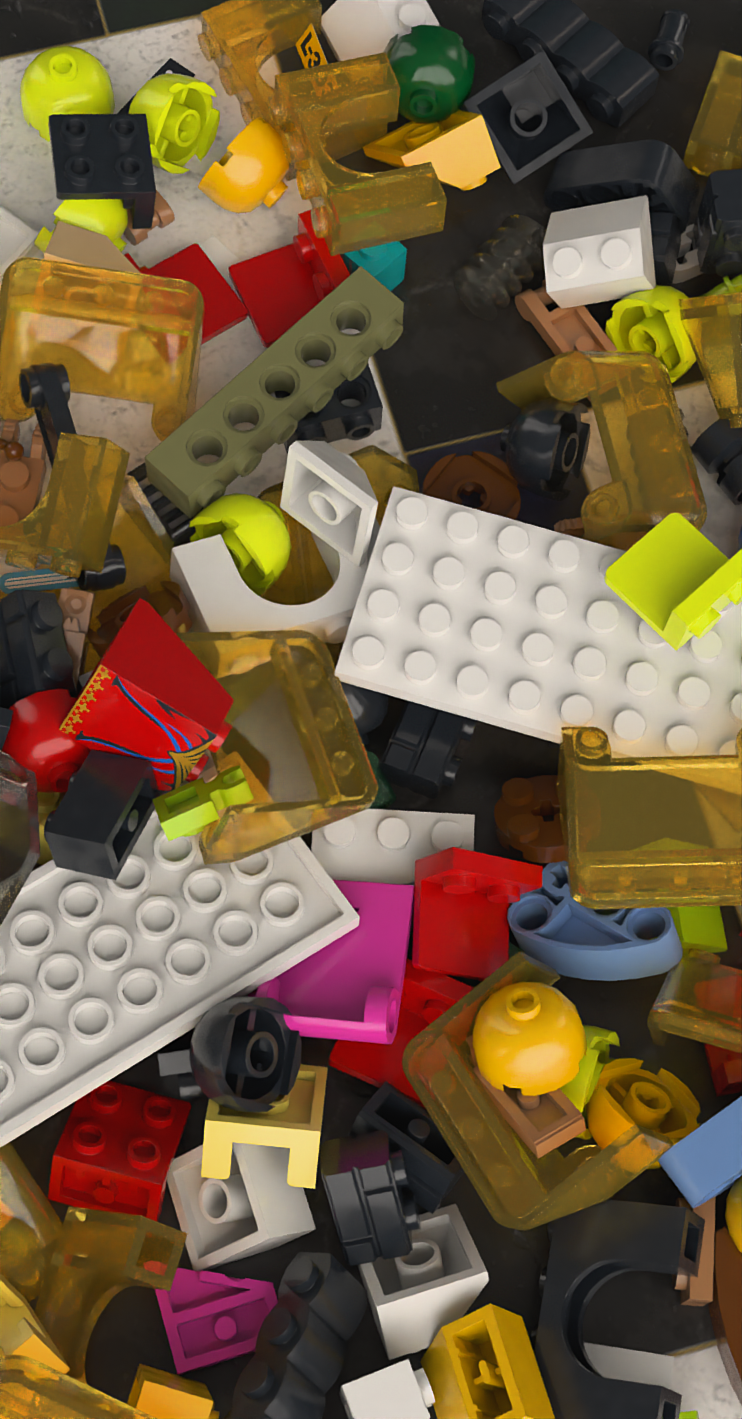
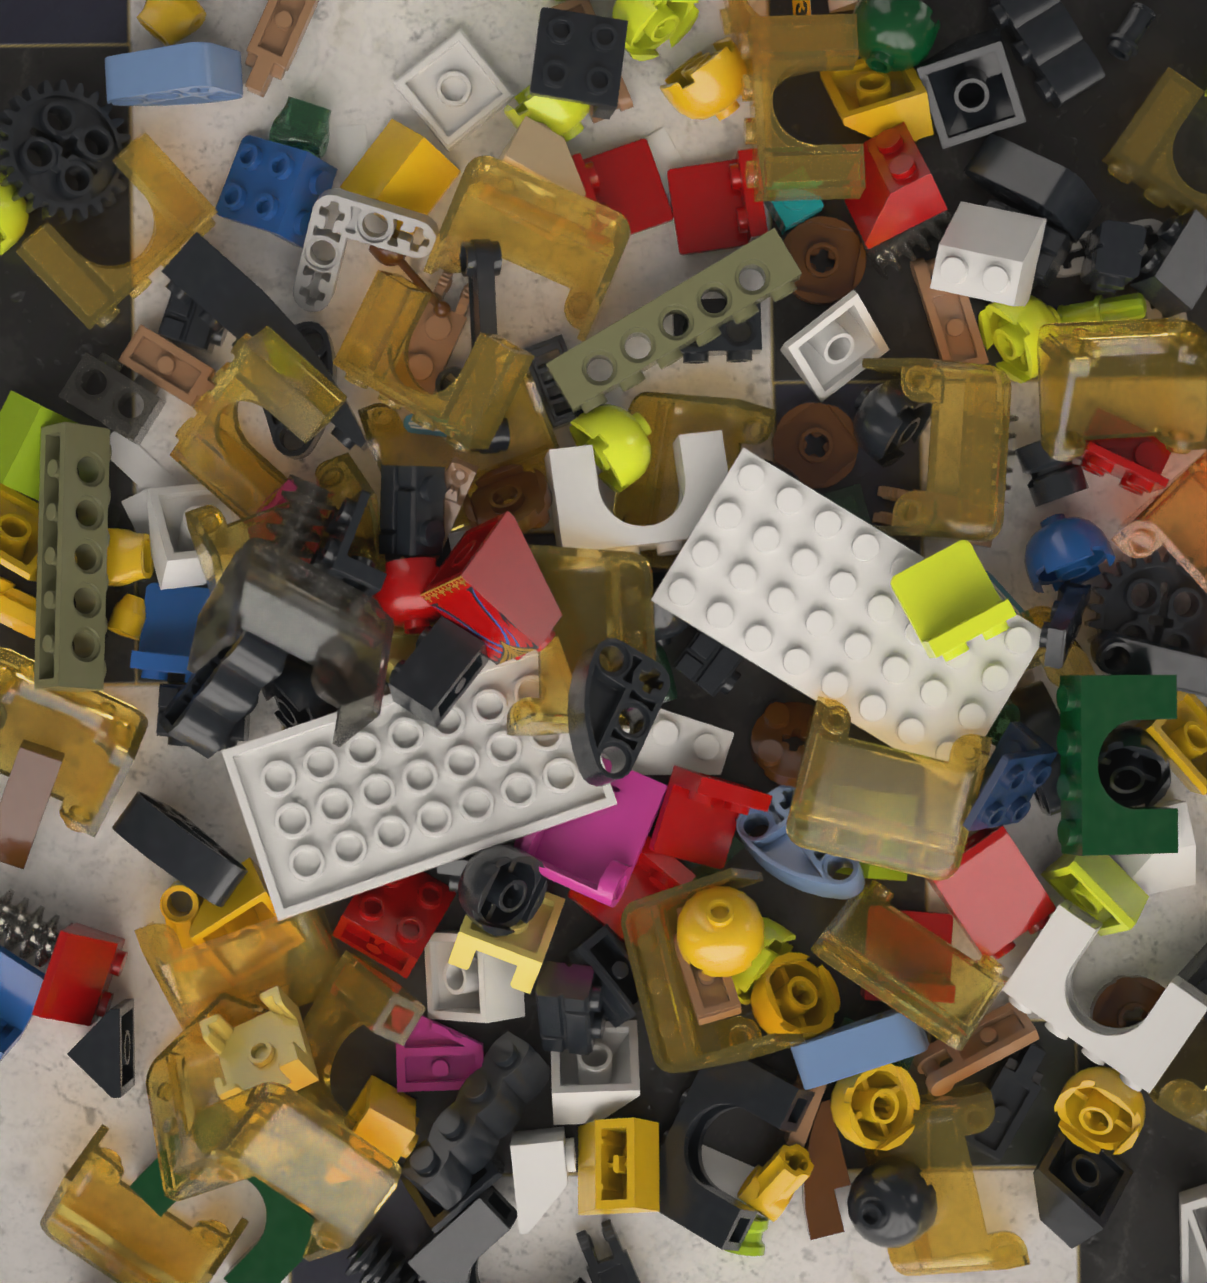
camera: 20 degrees right, 20 degrees up
(196, 804) = (512, 681): lime plate -> none
(323, 780) = (601, 697): none -> black beam
(330, 497) = (692, 441): white slope -> none
(439, 299) = (842, 247): none -> reddish brown plate
(456, 391) = (834, 345): none -> white slope
(481, 214) = (897, 188): none -> red slope
(692, 1354) = (773, 1185): none -> yellow piece

